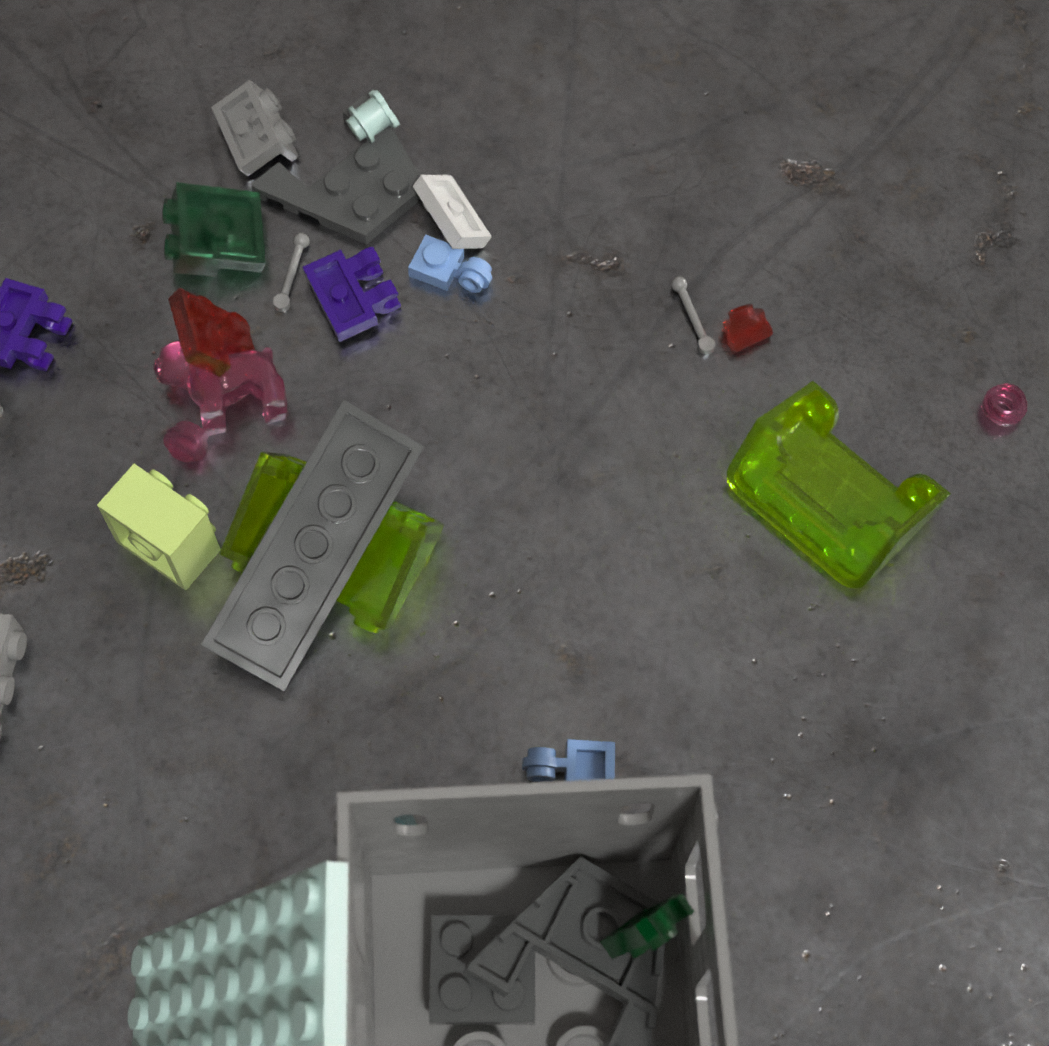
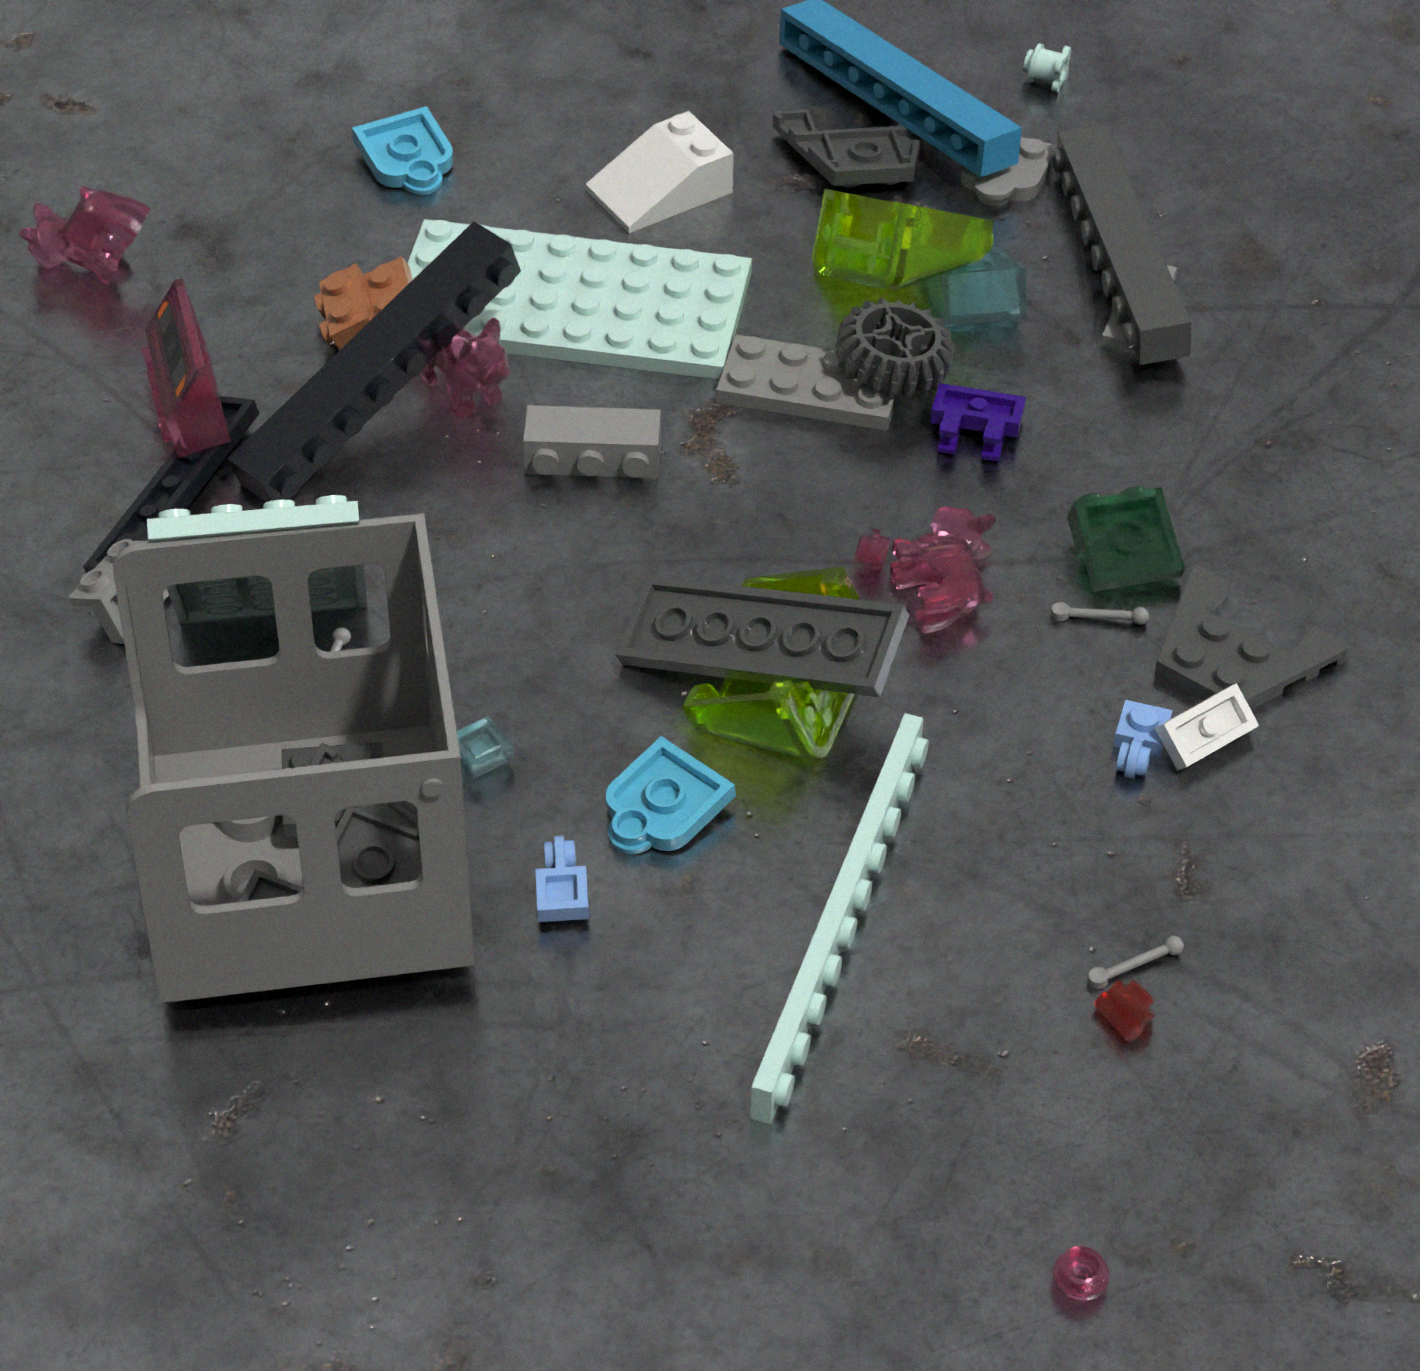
camera: 85 degrees right, 20 degrees down
(160, 525) = (765, 525): yellowish green brick -> none
(208, 332) = (995, 527): clear red plate -> none
(254, 127) = (1271, 560): light grey bracket -> none
(341, 295) = (1077, 647): dark purple plate -> none
(371, 117) = (1302, 636): light aqua brick -> none
(478, 665) = (663, 800): none -> medium azure plate
(646, 532) = (837, 924): none -> light aqua plate
(648, 928) = (360, 851): dark green plate -> none
(825, 492) = (931, 1084): clear neon green windscreen -> none

